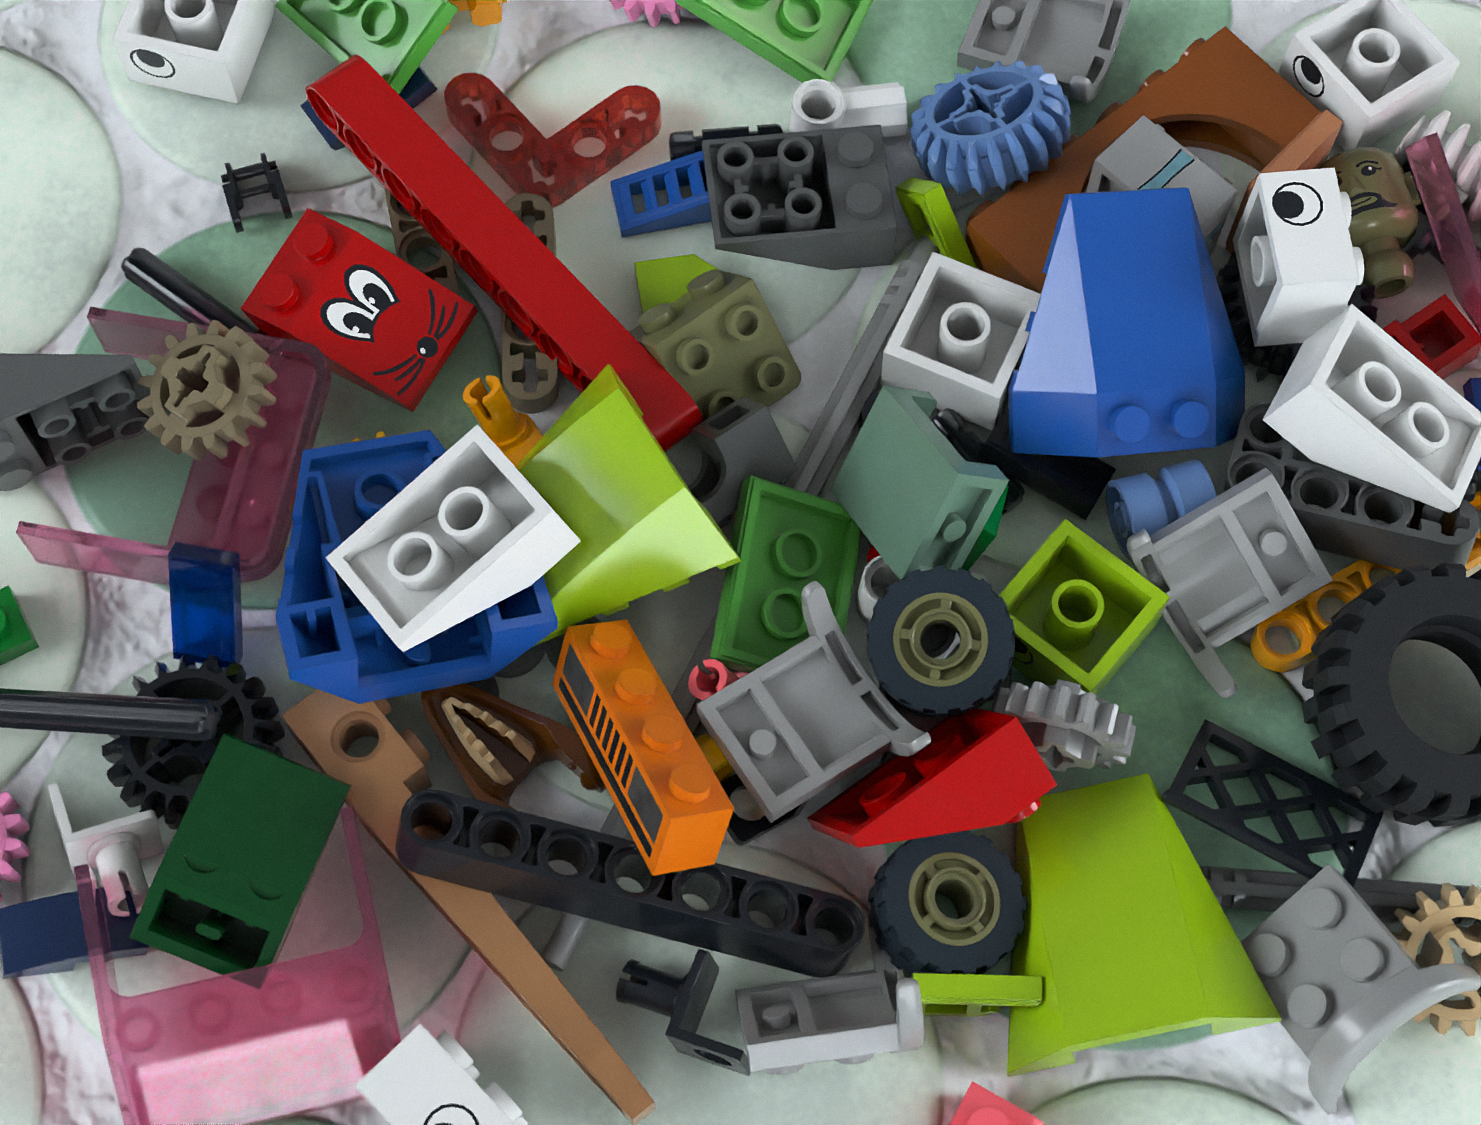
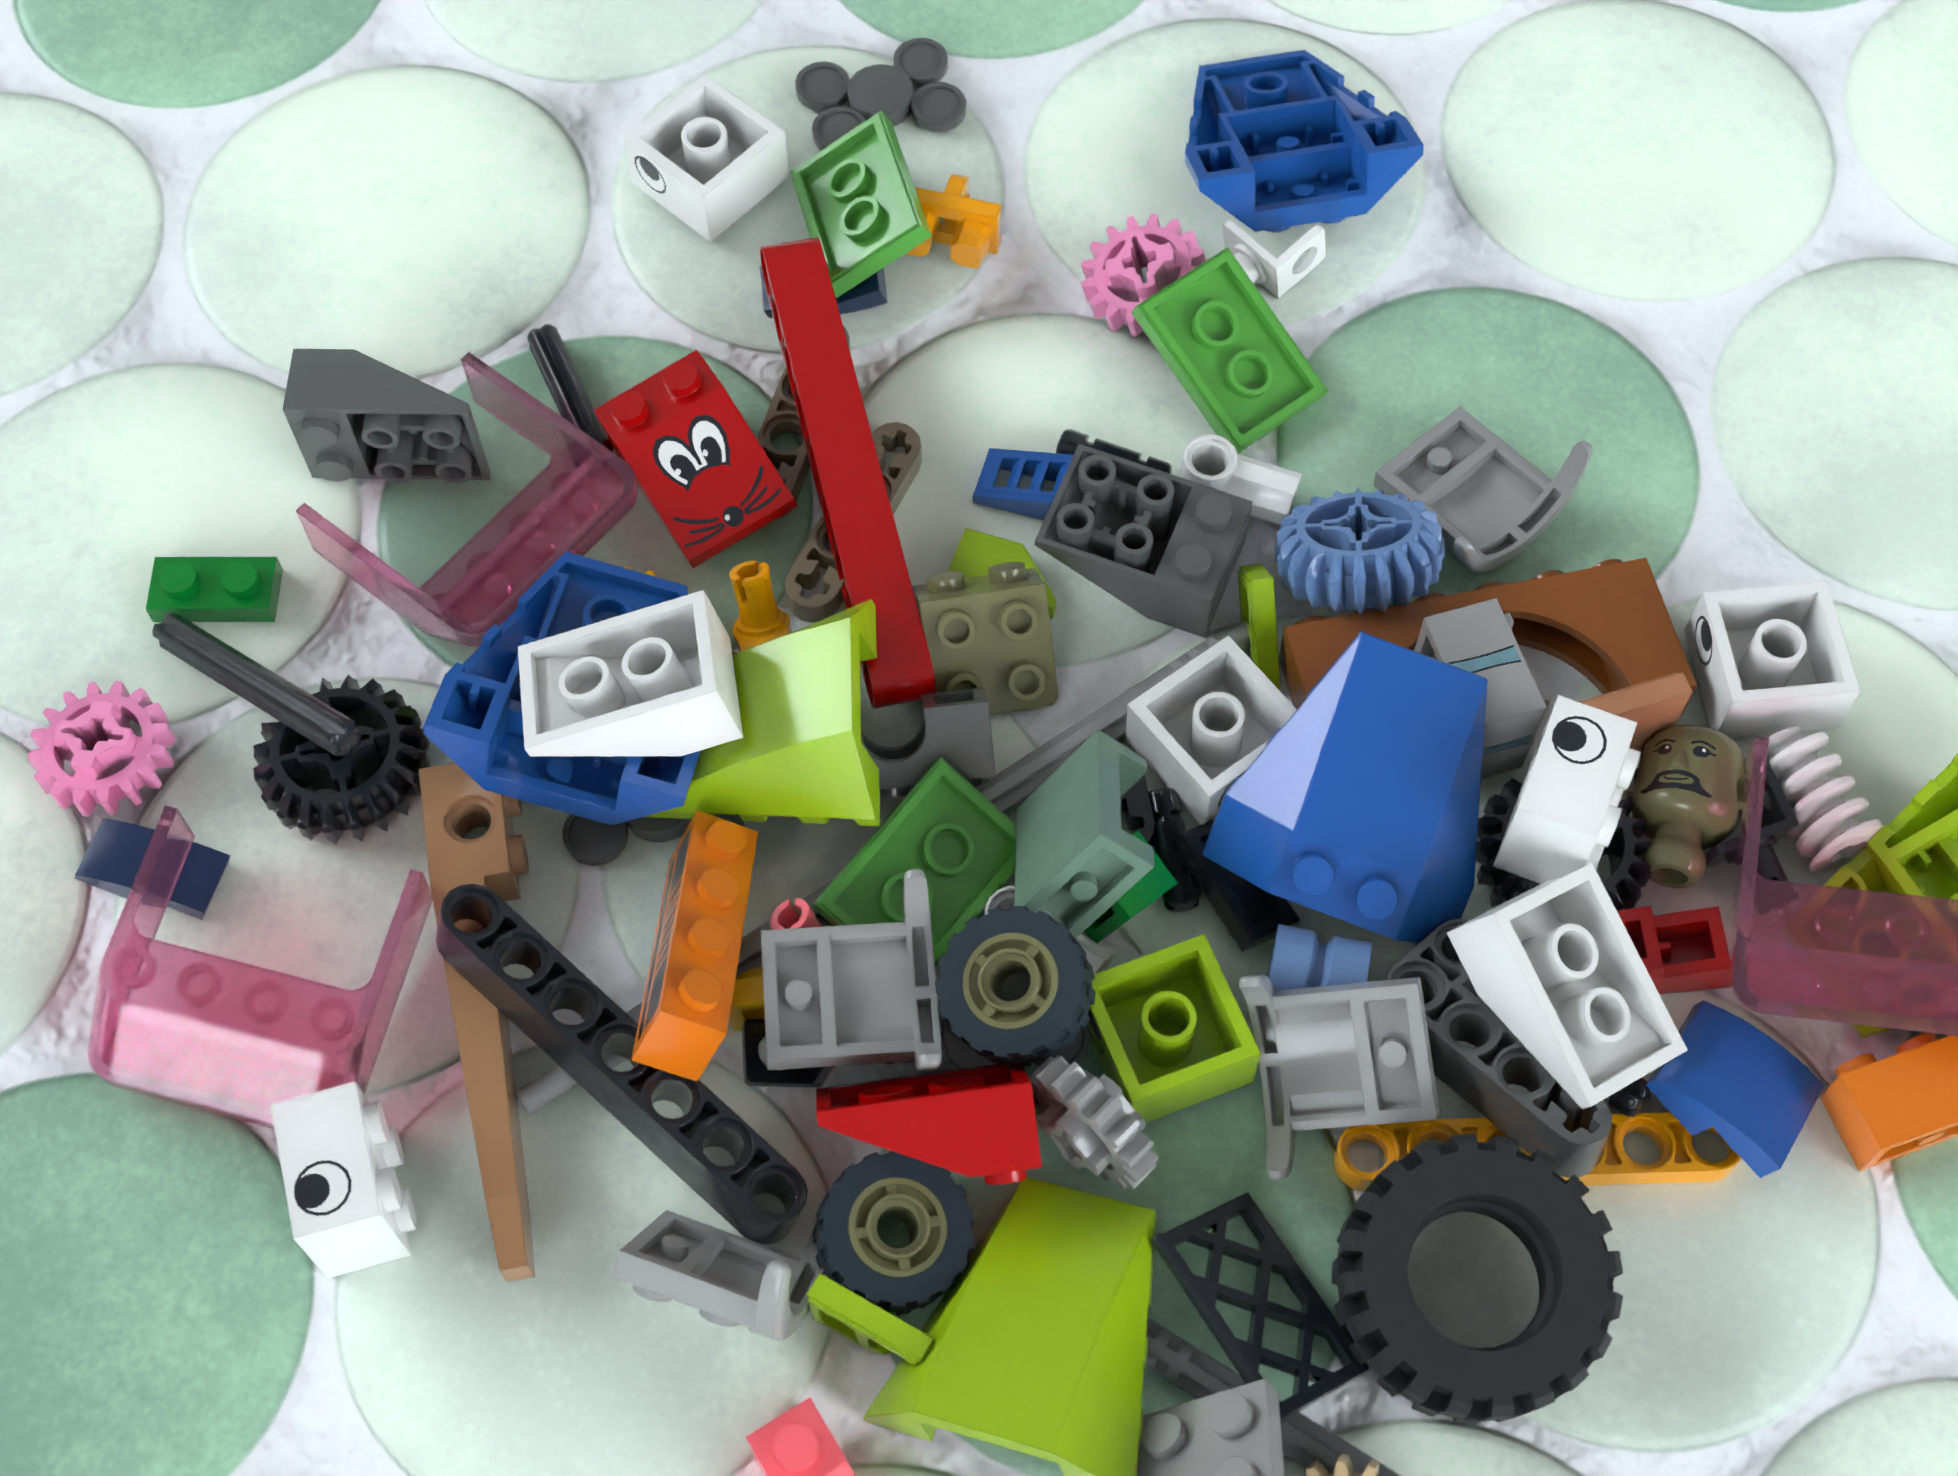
camera: 30 degrees right, 5 degrees down
(112, 851) = (217, 814): white bracket -> none
(205, 603) = (415, 645): clear blue tile -> none
(207, 390) = (517, 464): dark tan gear -> none
(234, 196) = (658, 318): black piece -> none
(240, 860) = (307, 873): dark green slope -> none
(501, 743) = (588, 887): reddish brown animal -> none
(556, 154) = (955, 404): clear red beam -> none
(684, 1003) = (610, 1191): black bracket -> none

